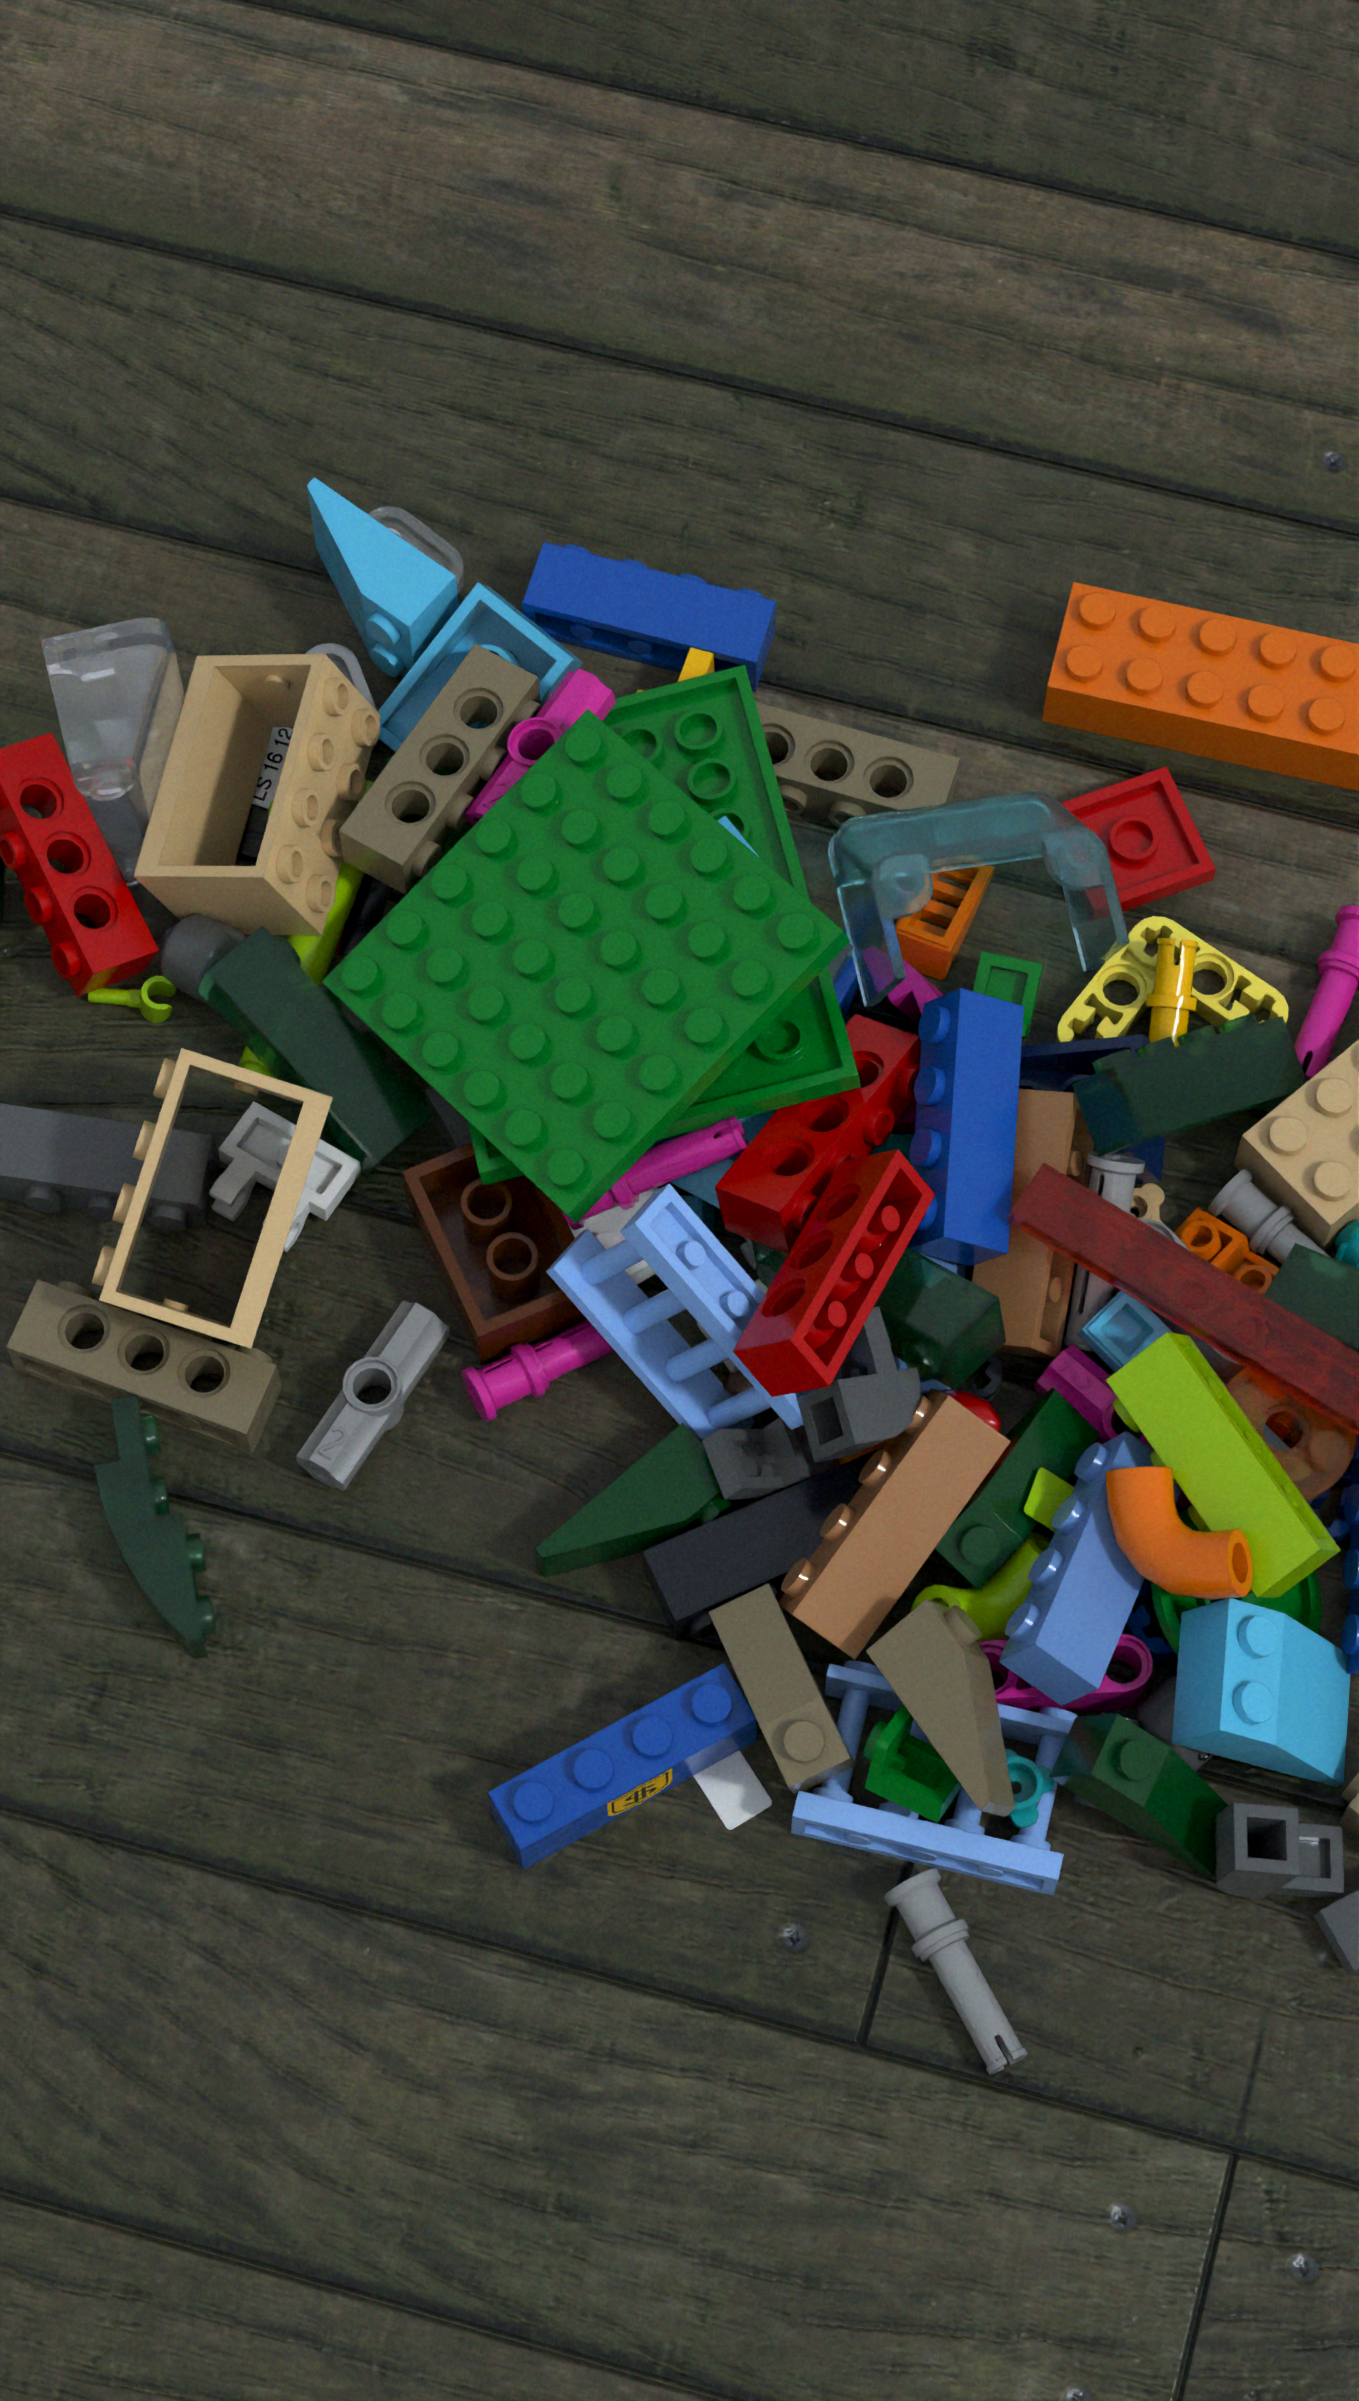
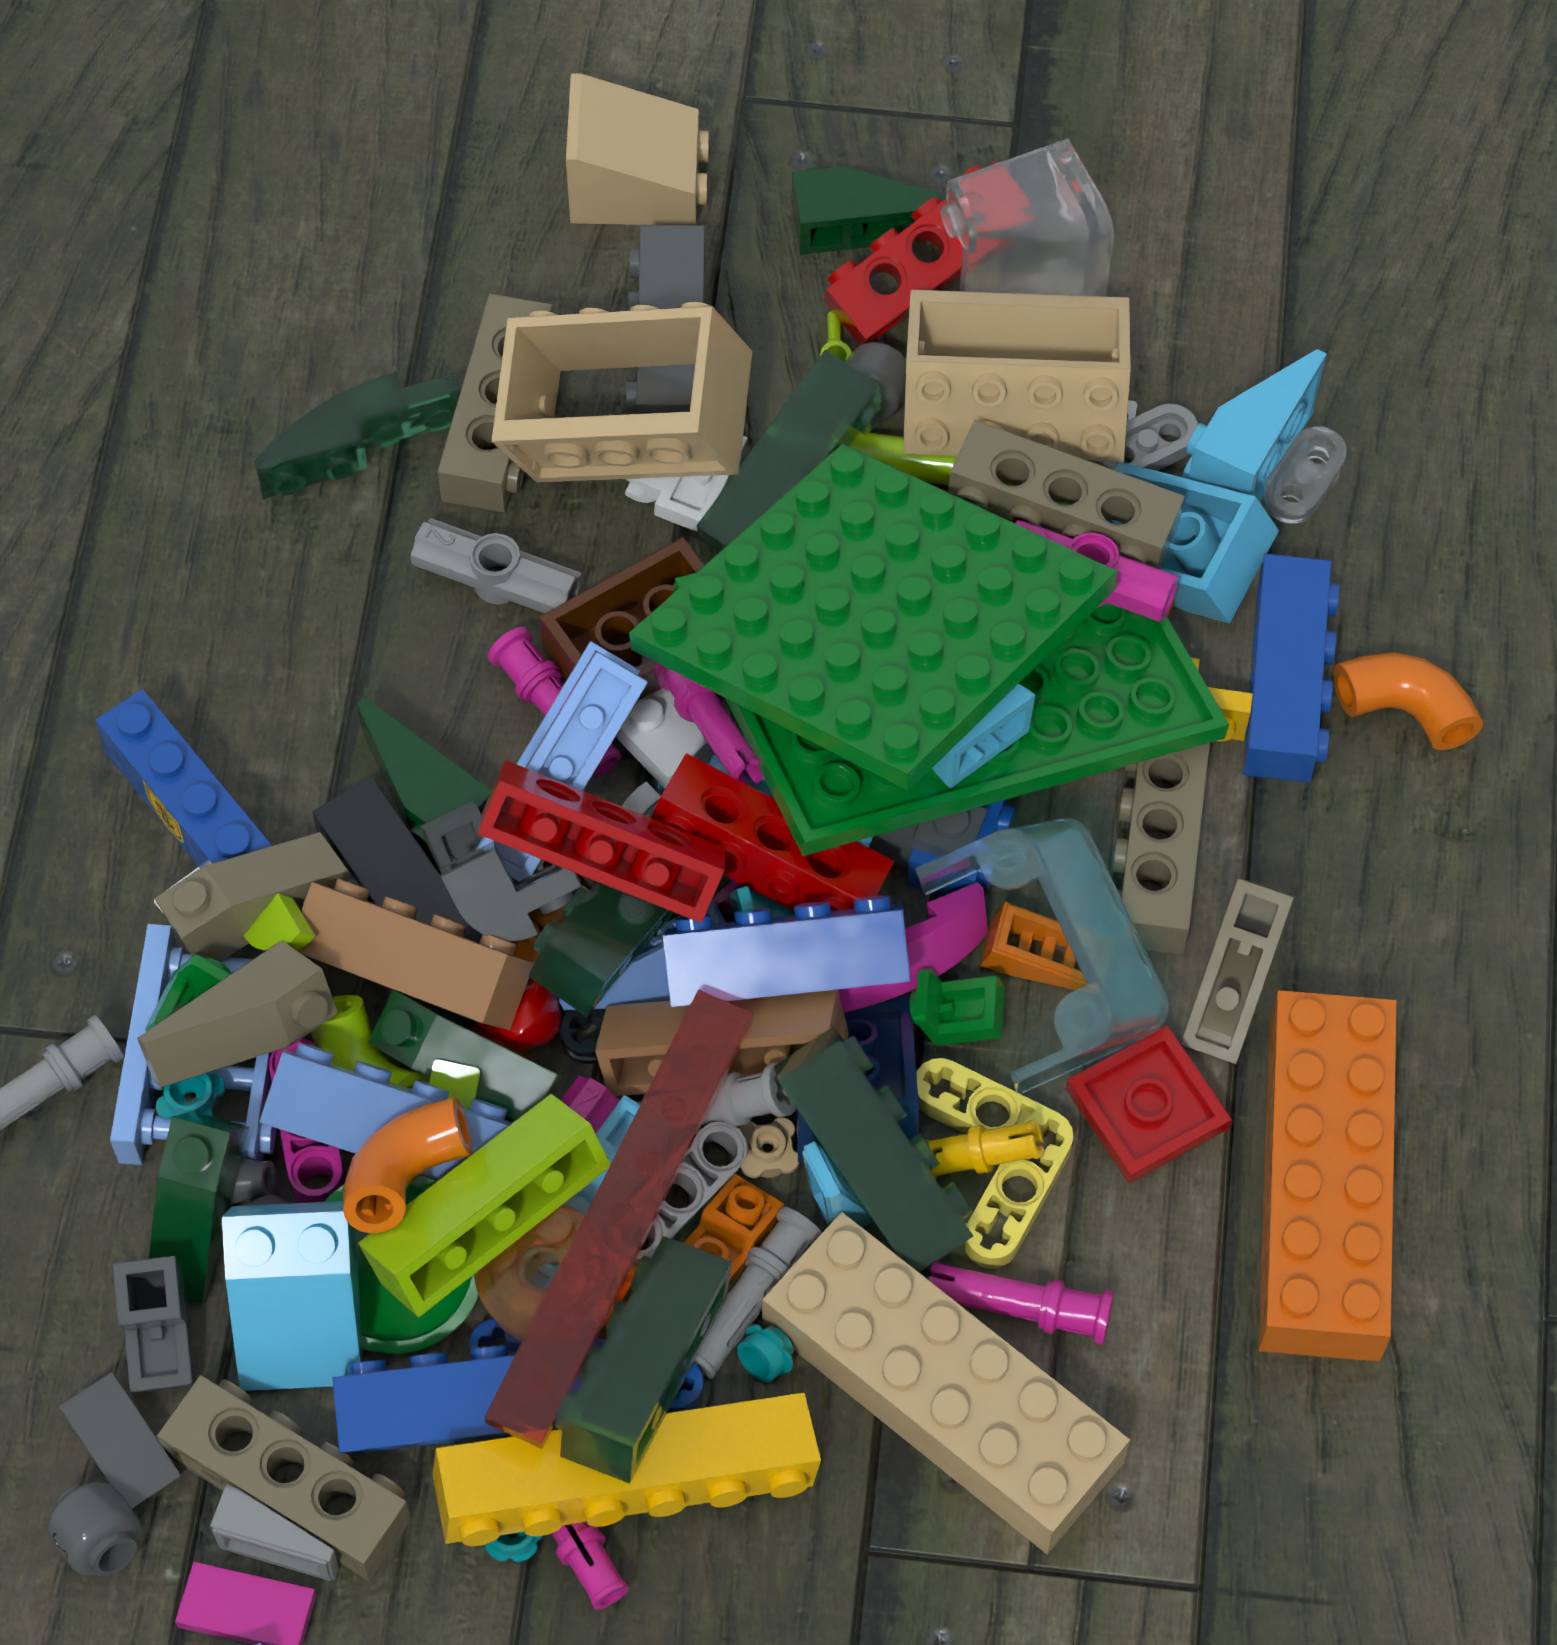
camera: 80 degrees right, 5 degrees down
(695, 503) = (1412, 686): none -> orange cylinder
(837, 1659) = (278, 923): none -> lime tile
(990, 724) = (1238, 970): none -> dark tan slope
(1206, 1149) = (830, 1187): none -> medium azure slope

